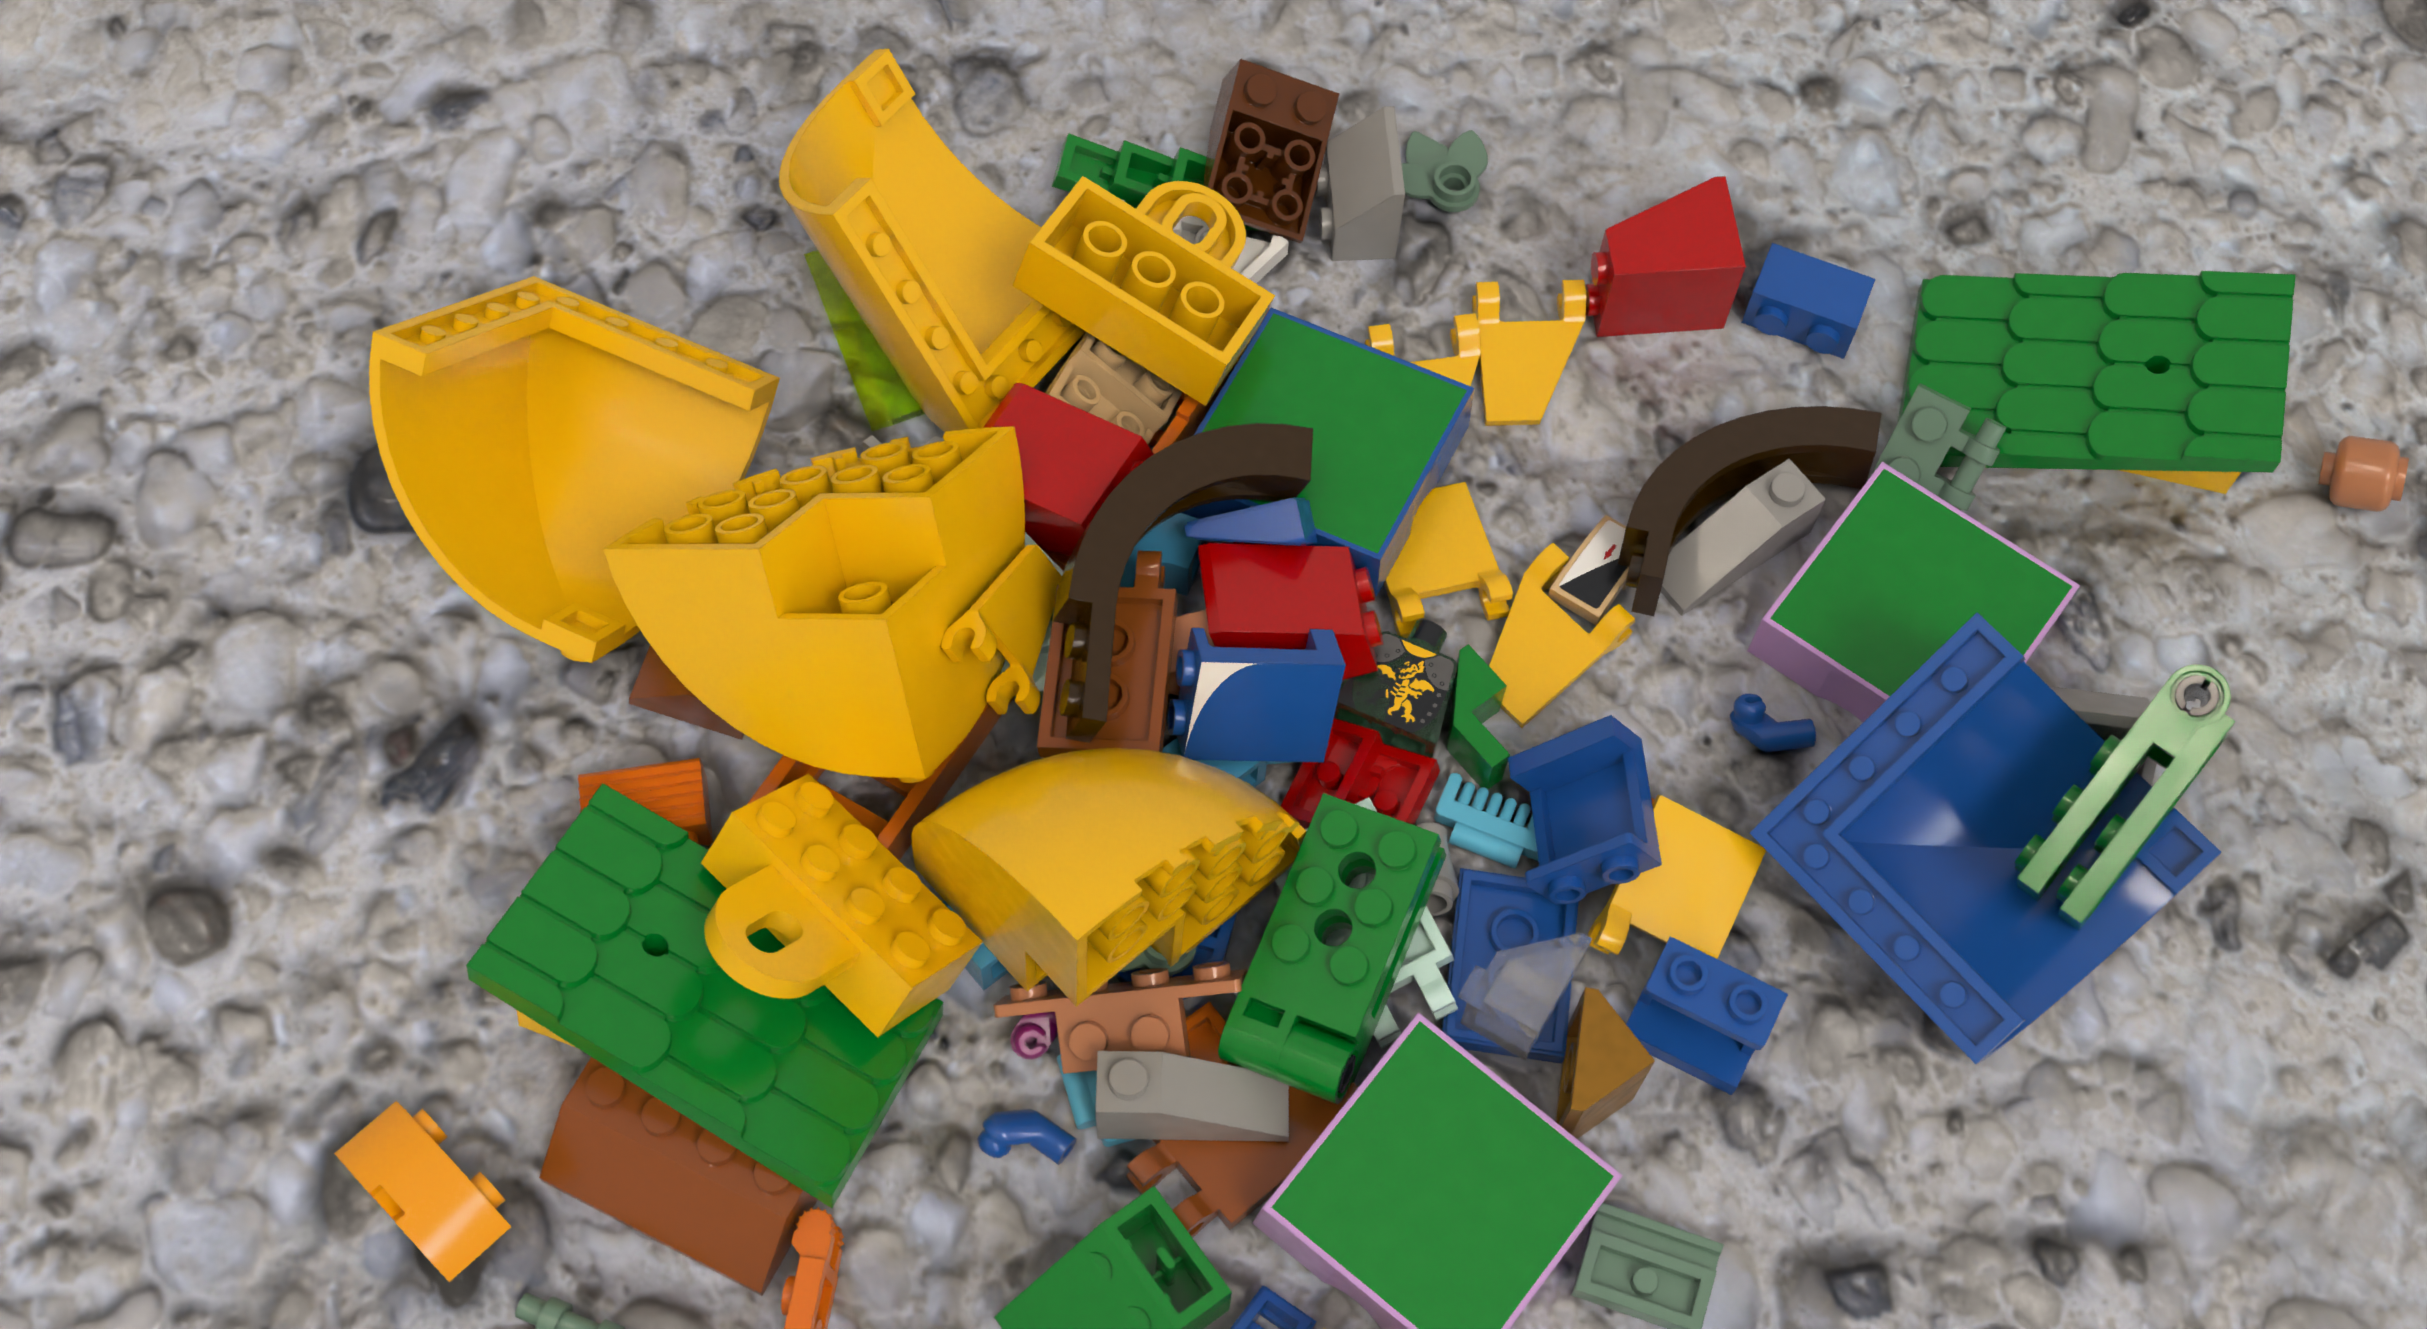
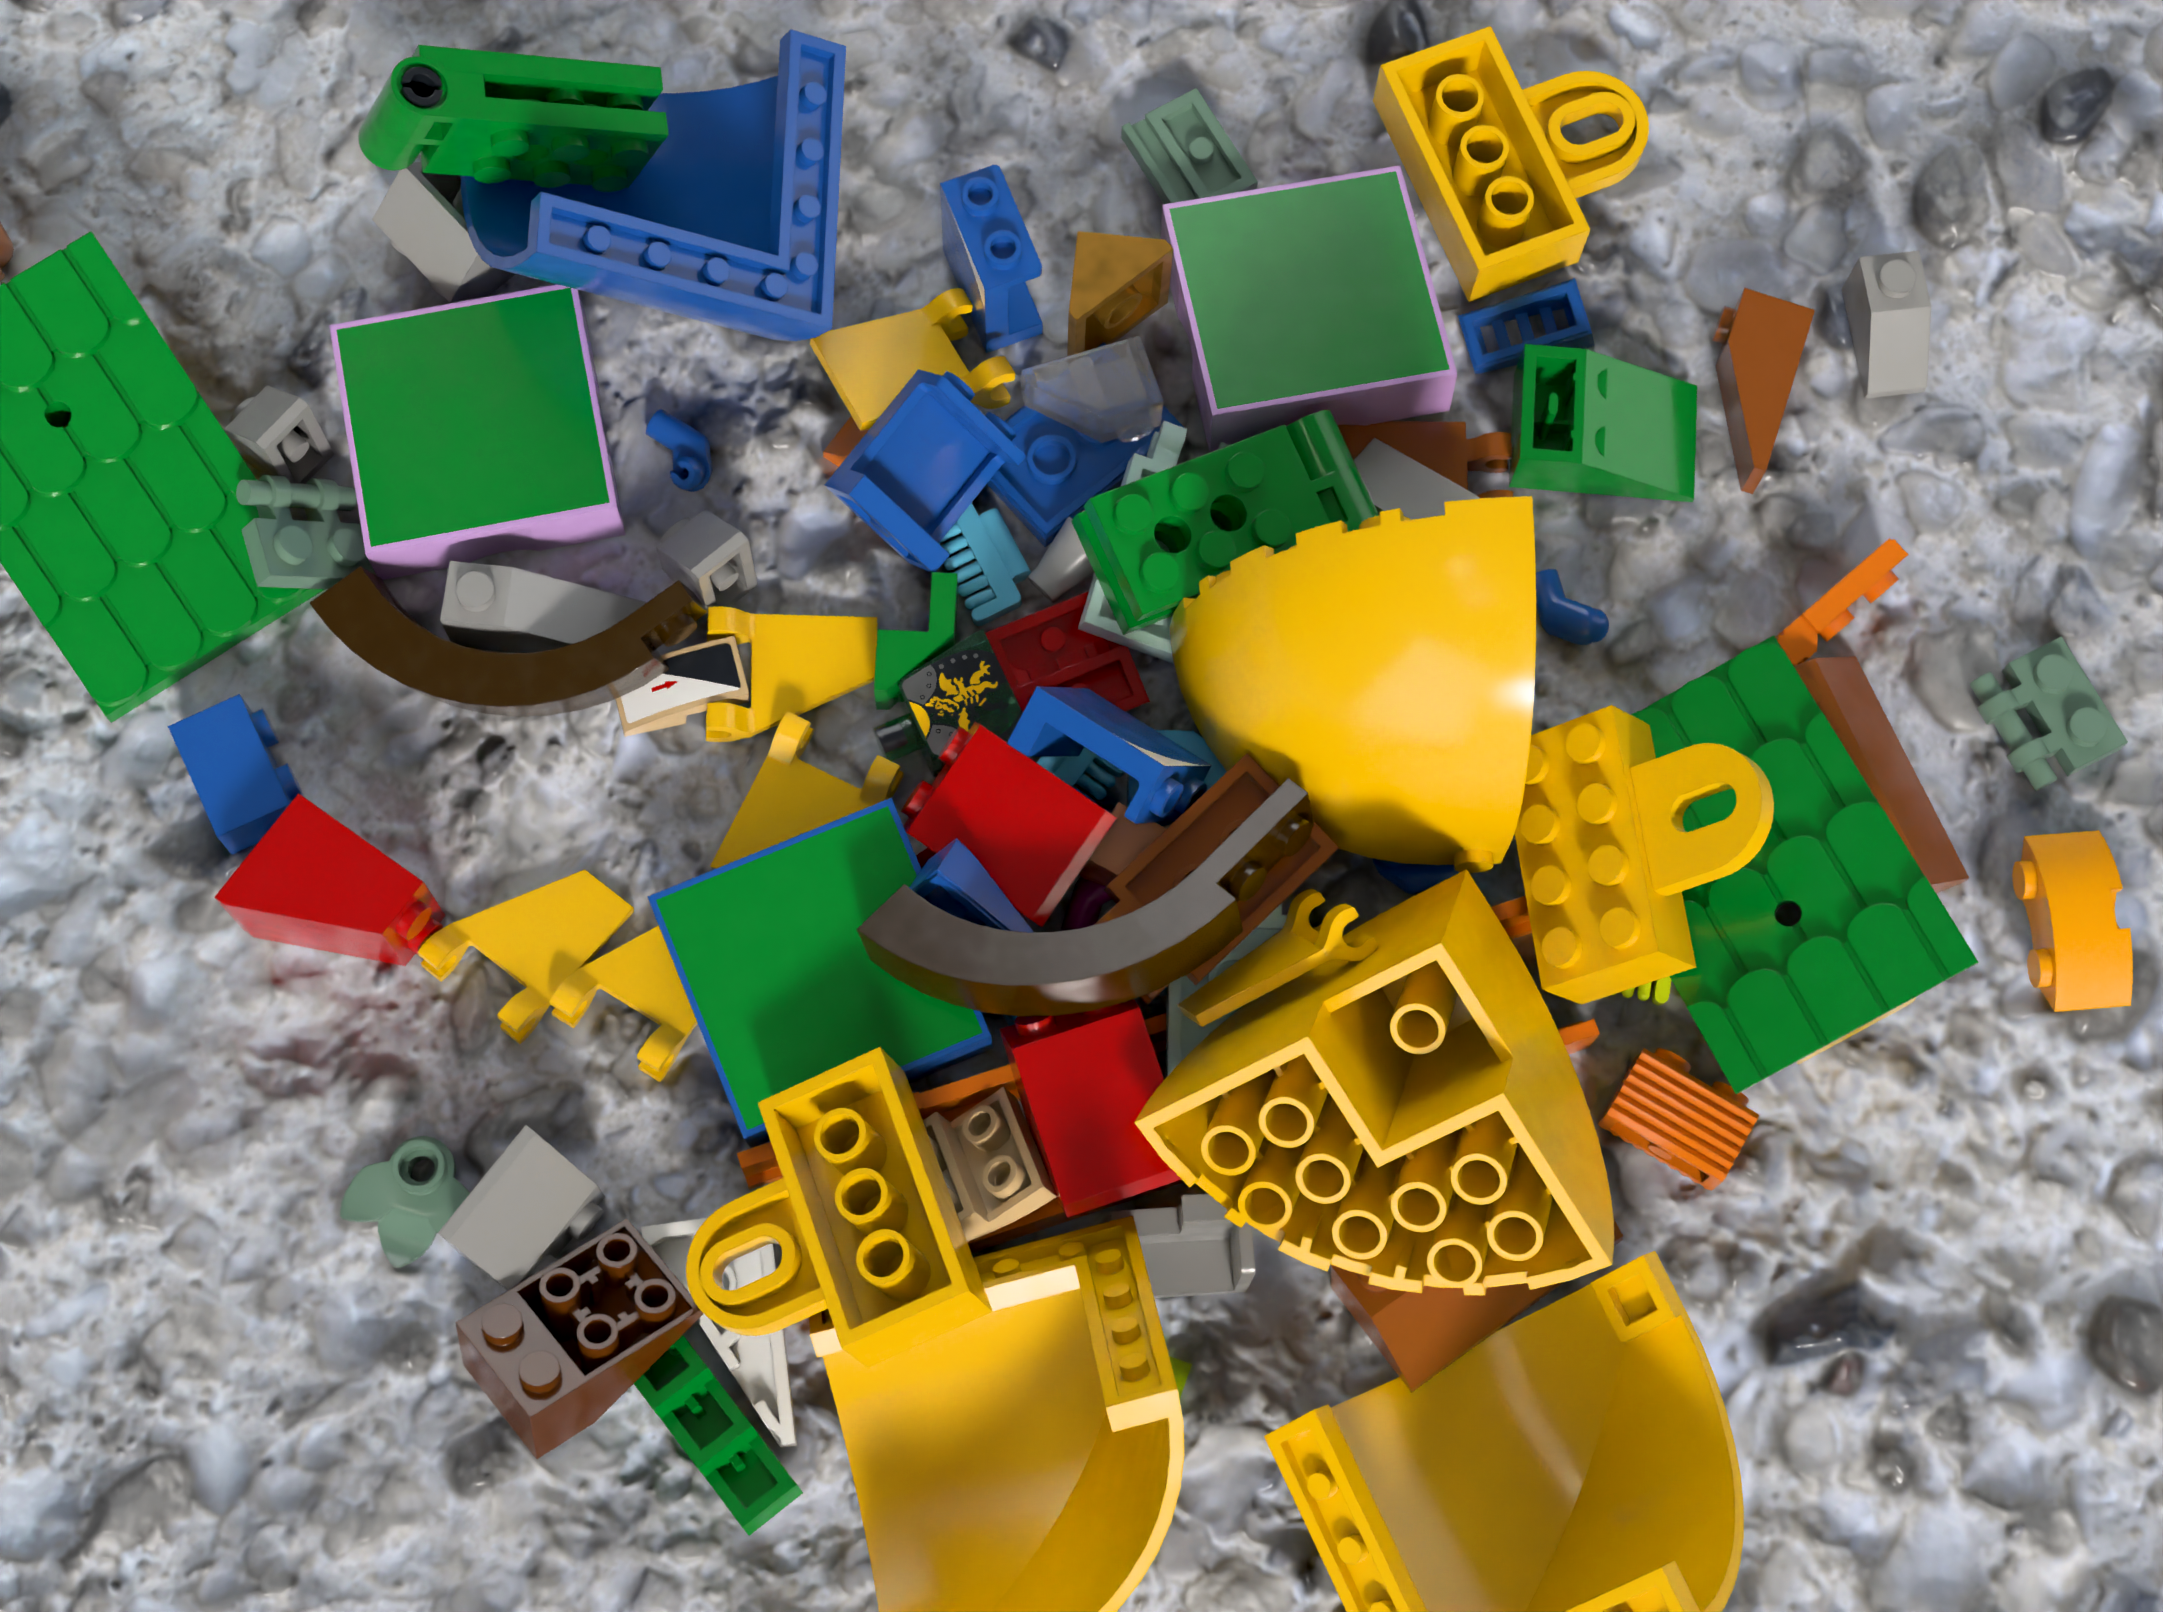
camera: 140 degrees left, 10 degrees up
(1669, 647) = (708, 559): none -> light grey slope
(2027, 501) = (279, 435): none -> light grey slope

